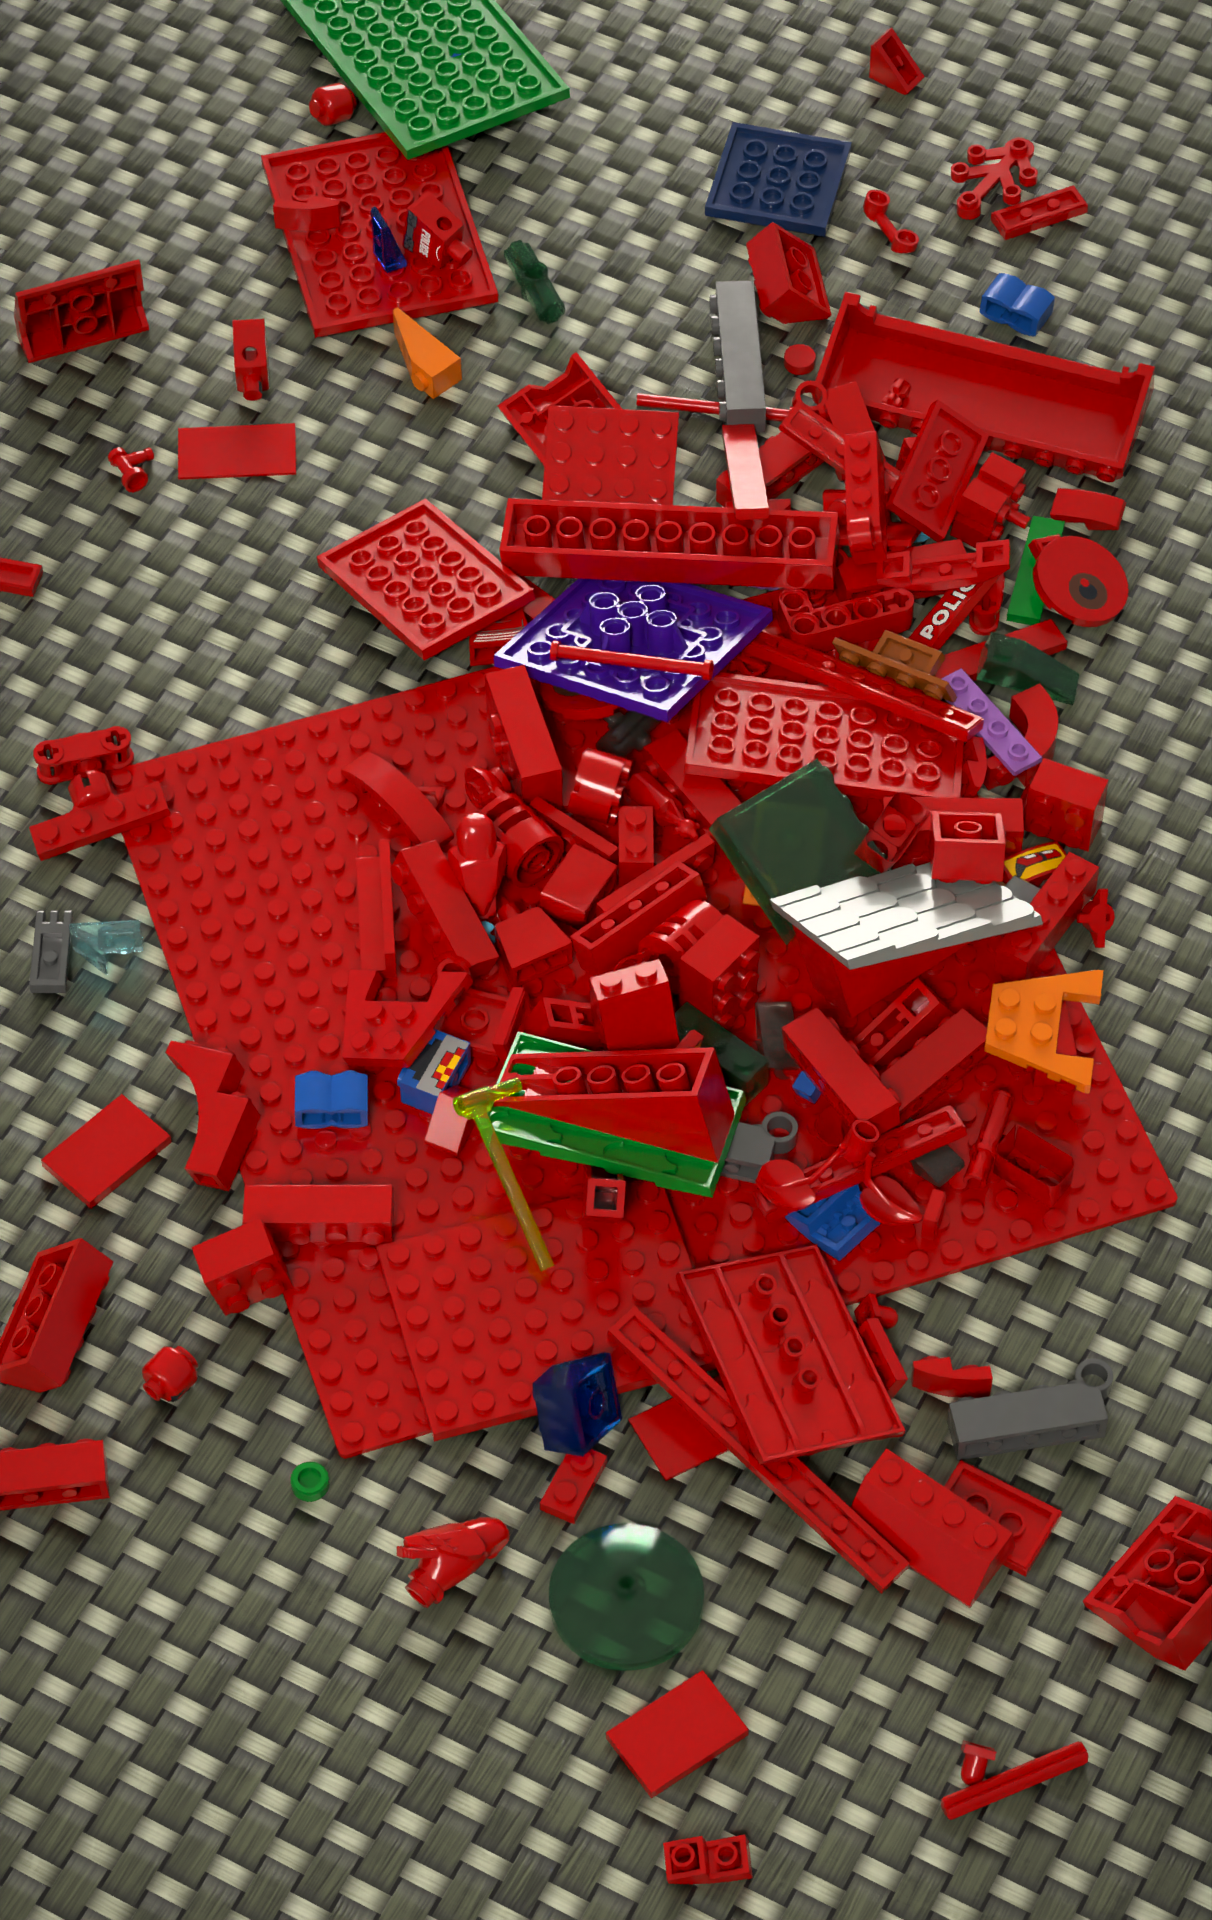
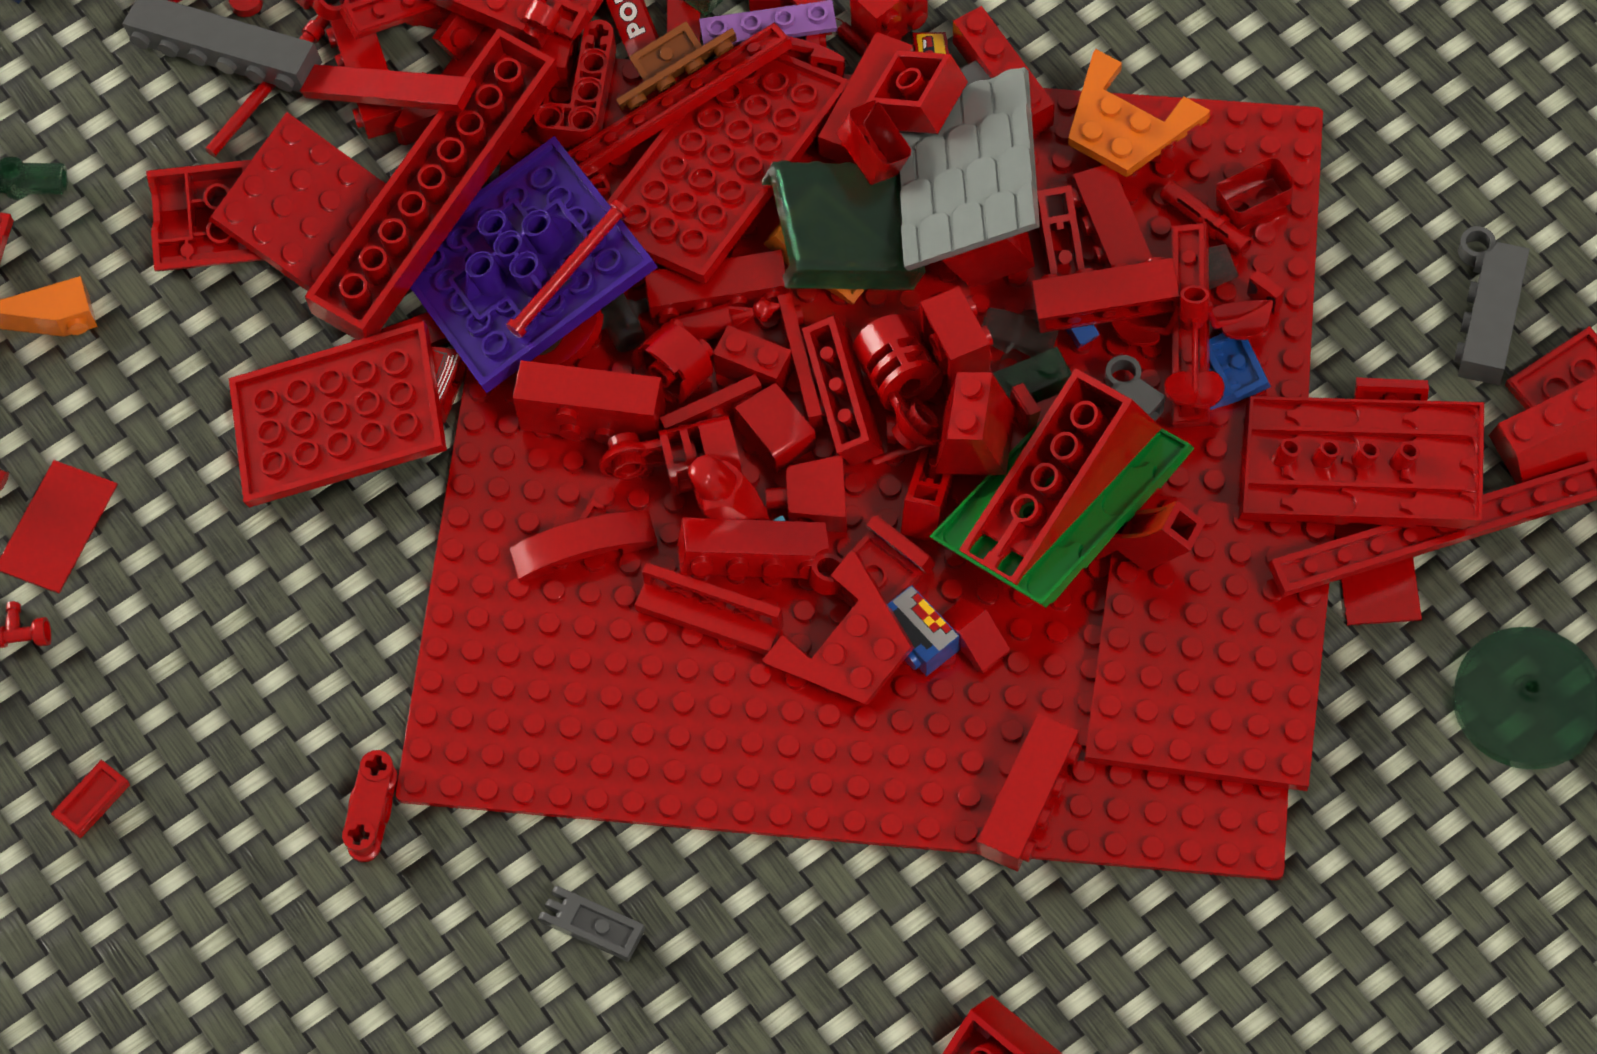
camera: 60 degrees left, 10 degrees up
(97, 815) = (452, 819): red plate -> none
(98, 939) = (606, 876): clear light blue slope -> none
(106, 1151) = (850, 959): red tile -> none
(169, 1374) = (1138, 991): red head -> none
(225, 1116) = (880, 834): red arch -> none
(242, 1267) = (1063, 878): red brick -> none
(309, 1481) = (1298, 914): green tile -> none
(331, 1100) = (904, 732): blue brick -> none
(450, 1555) = (1438, 820): red animal -> none
(476, 1106) = (1029, 597): clear neon green bar -> none
(573, 1485) = (1395, 694): red plate -> none
(577, 1404) = (1337, 656): clear blue slope -> none
(871, 1309) = (1327, 389): red piece -> none
(939, 1378) = (1426, 353): red slope -> none
(1097, 917) = (1013, 36): red piece -> none

